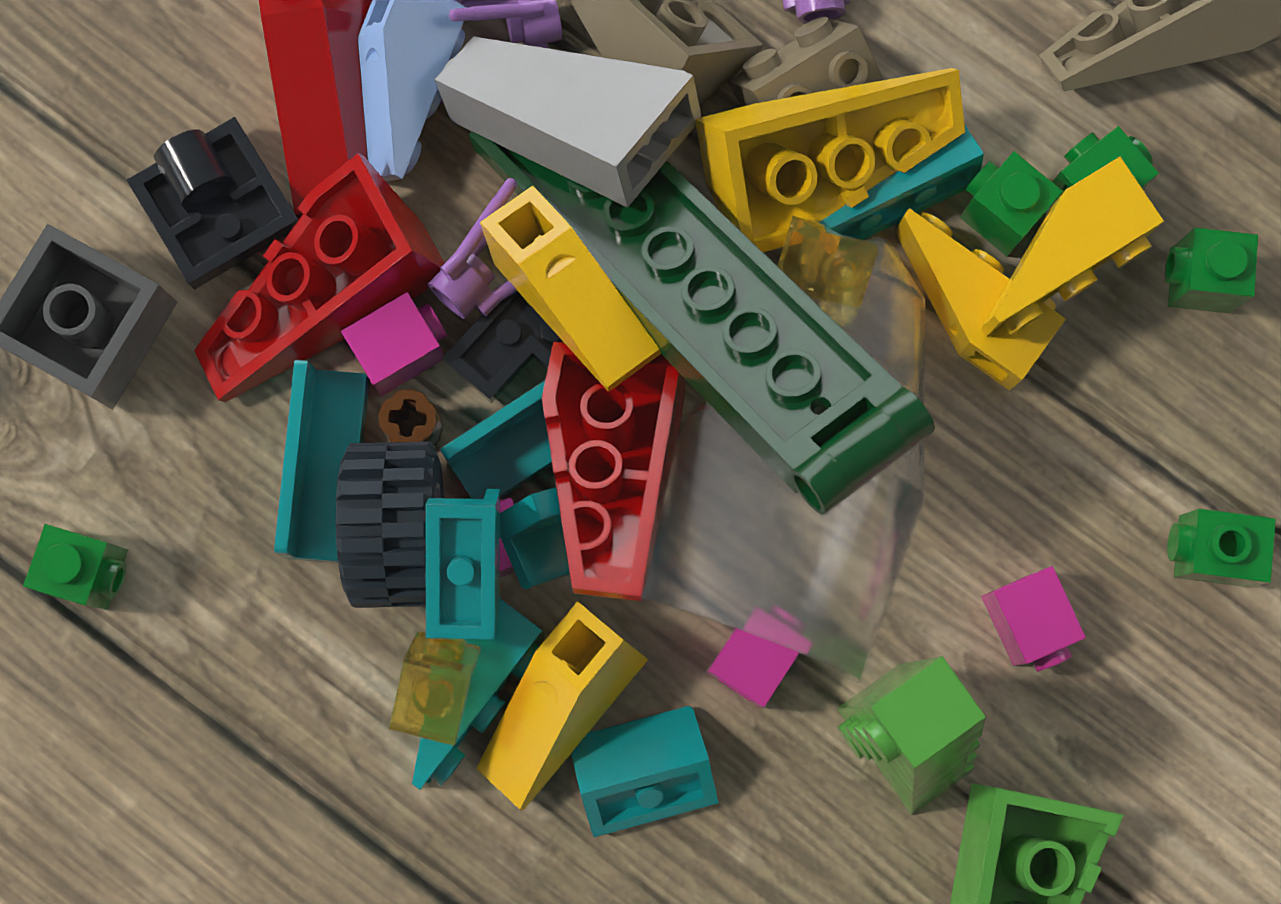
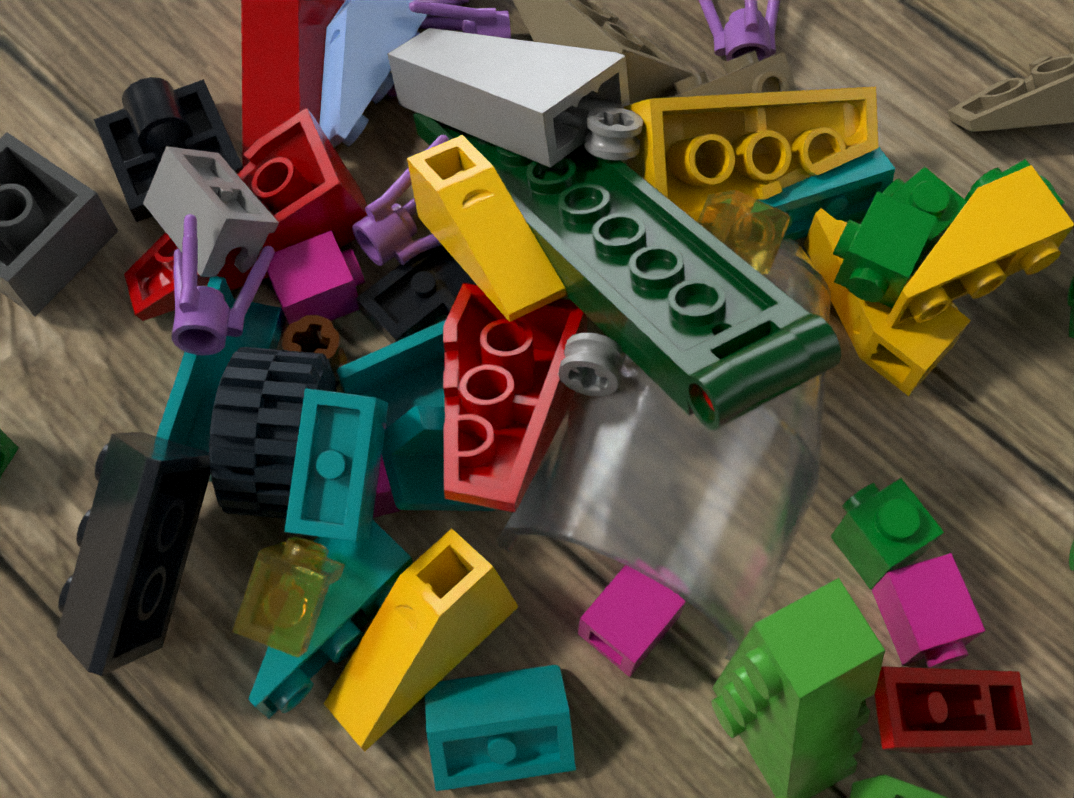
camera: 10 degrees right, 15 degrees down
(274, 656) = (132, 550): none -> black slope
(277, 288) = (223, 204): none -> light grey hinge
(296, 414) = (201, 311): none -> medium lavender plant
(689, 162) = (613, 133): none -> light grey bush
(695, 434) = (592, 364): none -> light grey bush
(973, 261) = (882, 249): none -> green brick
(989, 545) = (884, 530): none -> green brick
(1052, 723) = (950, 710): none -> red slope

